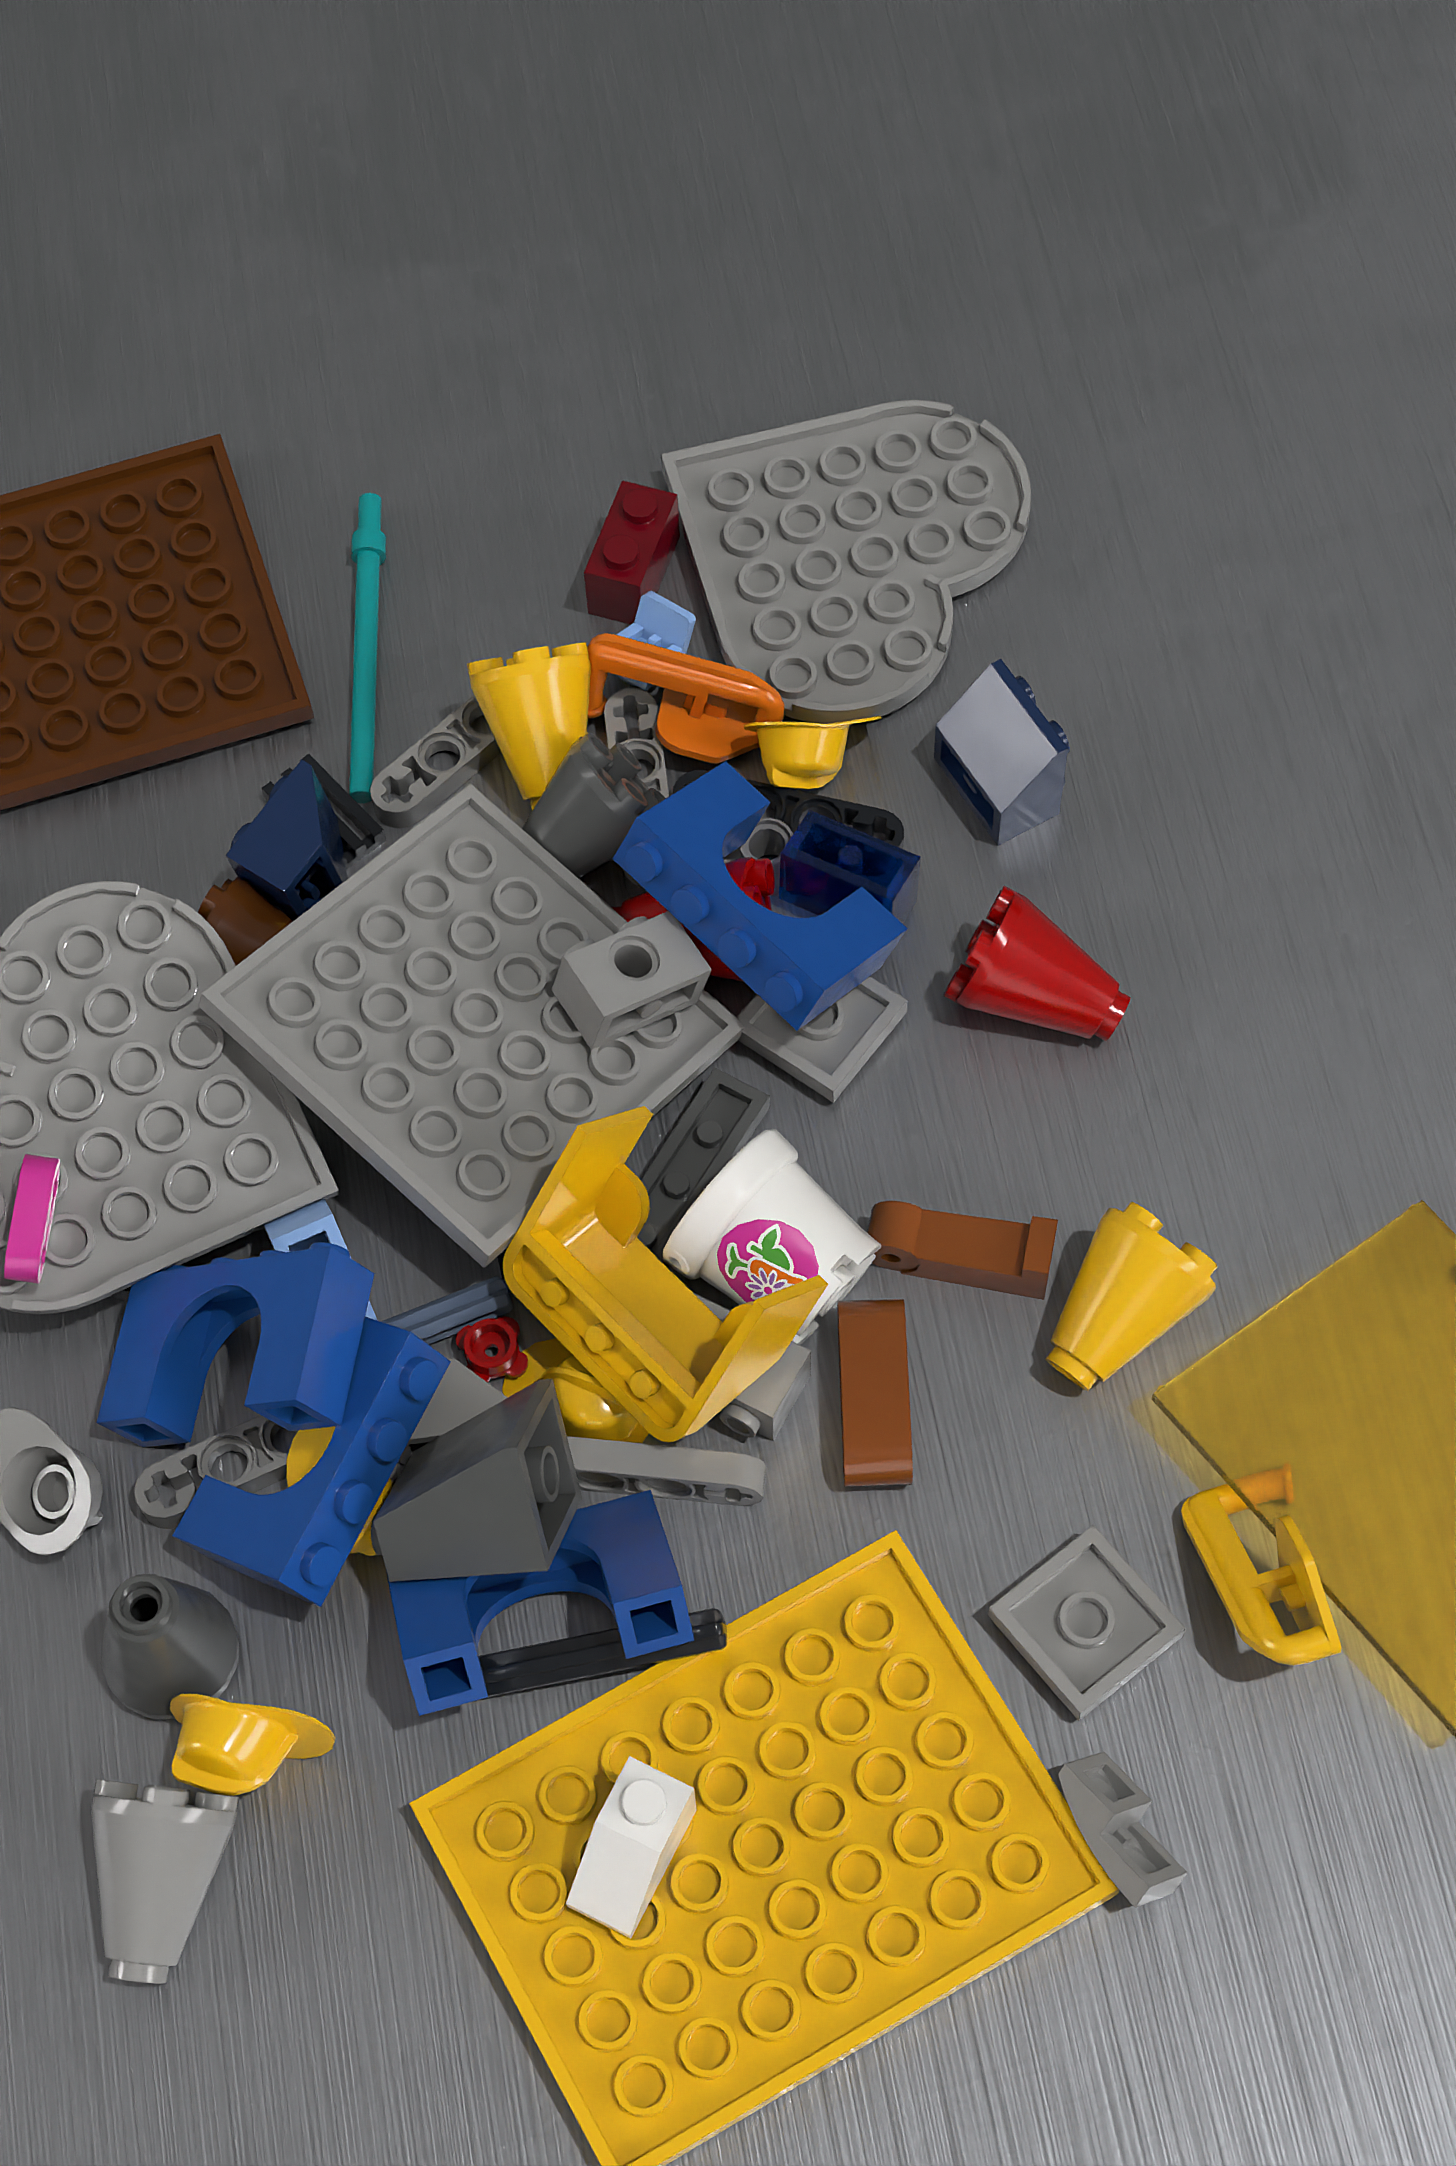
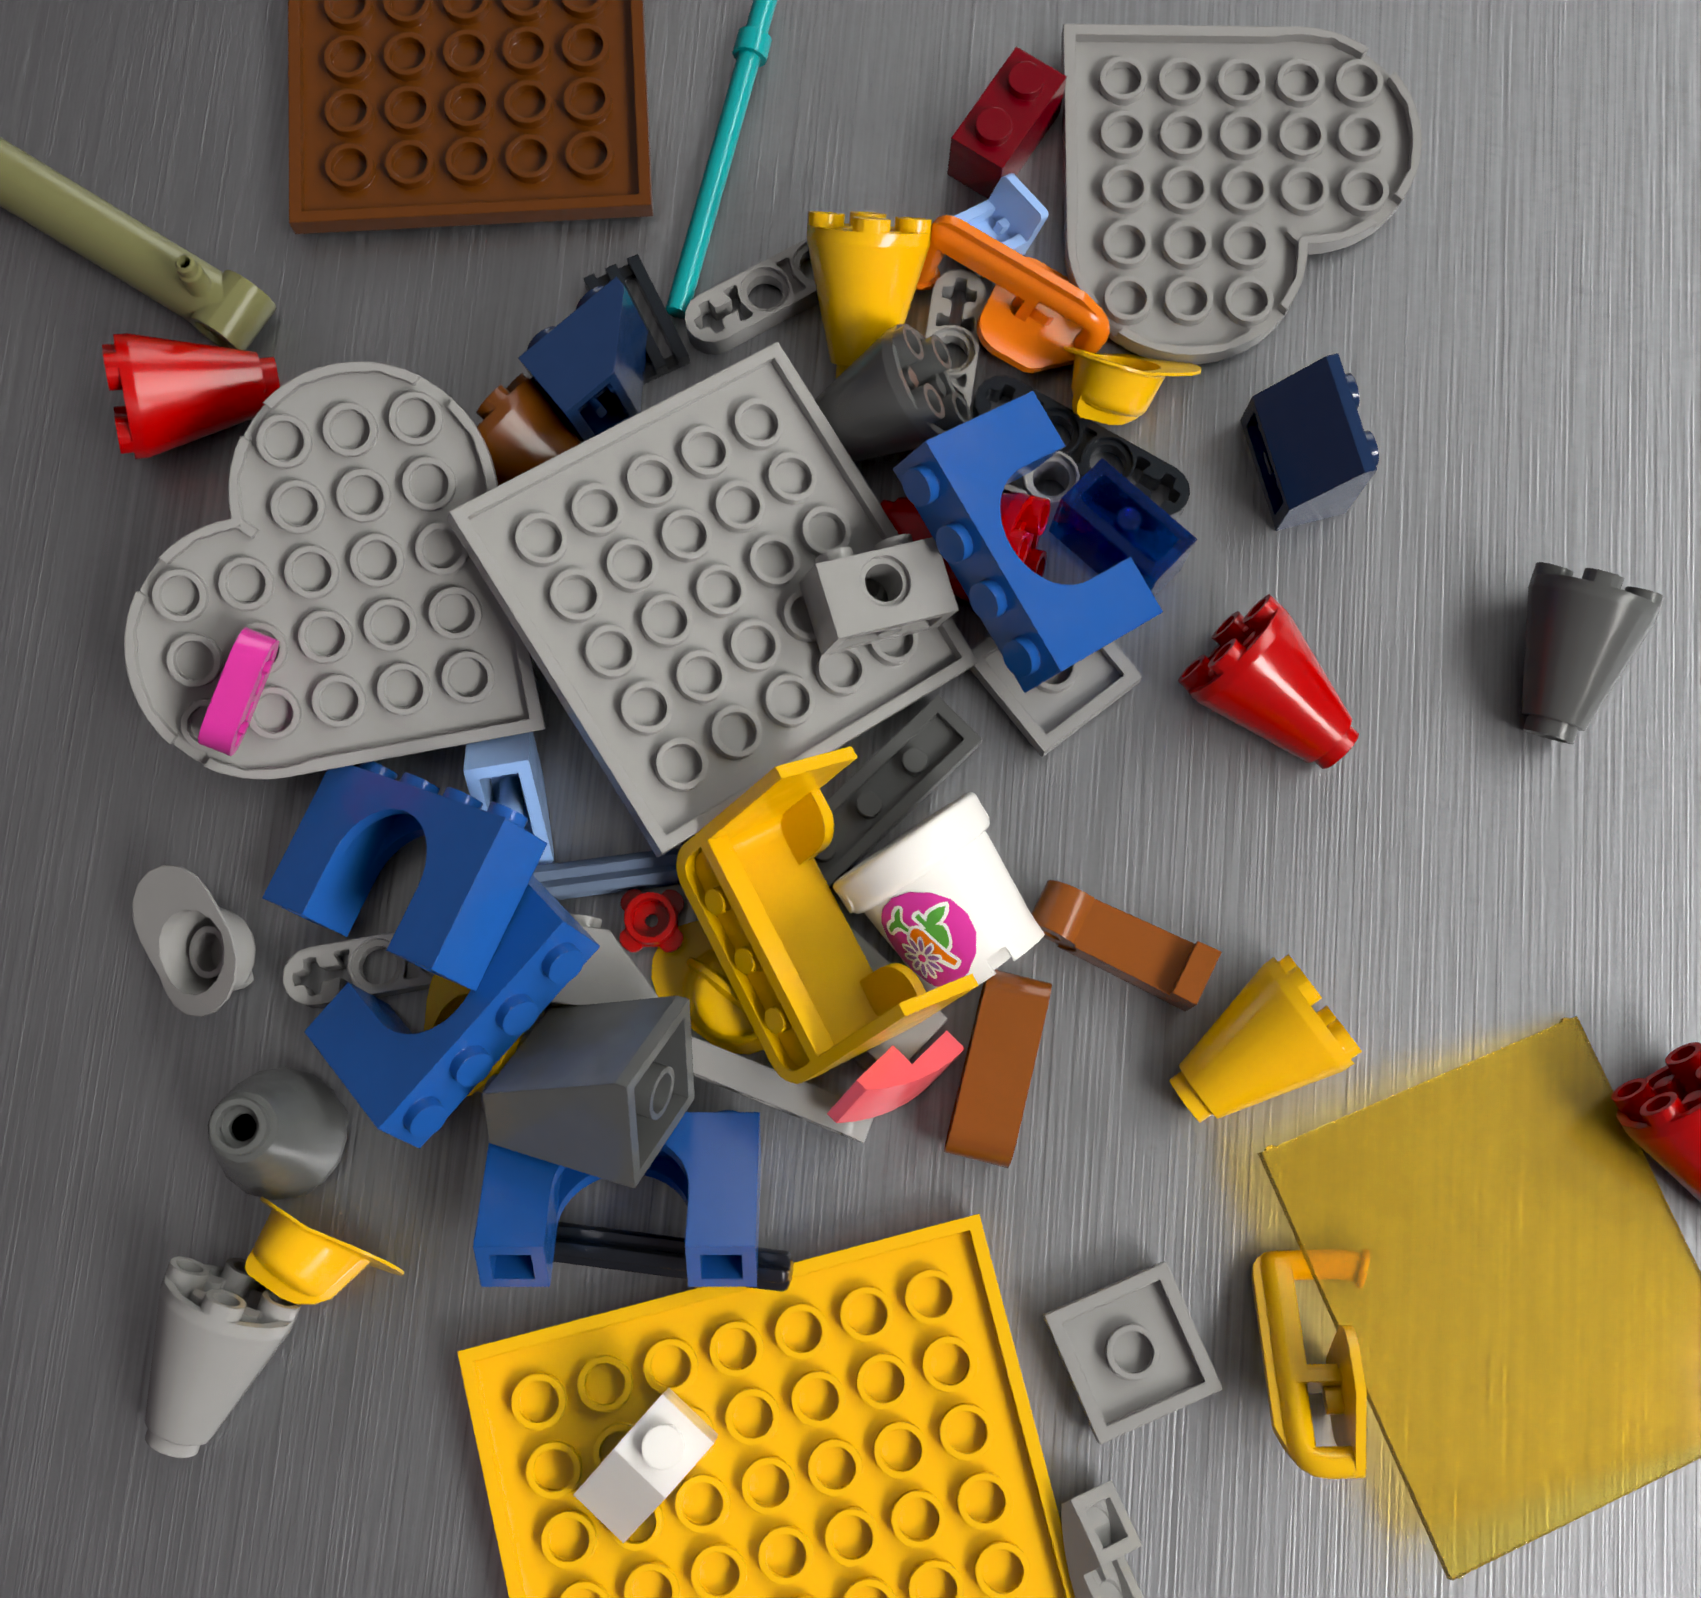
camera: 10 degrees right, 15 degrees up
(776, 1421) = (895, 1081): none -> coral slope
(1311, 863) = (1578, 645): none -> dark grey cone

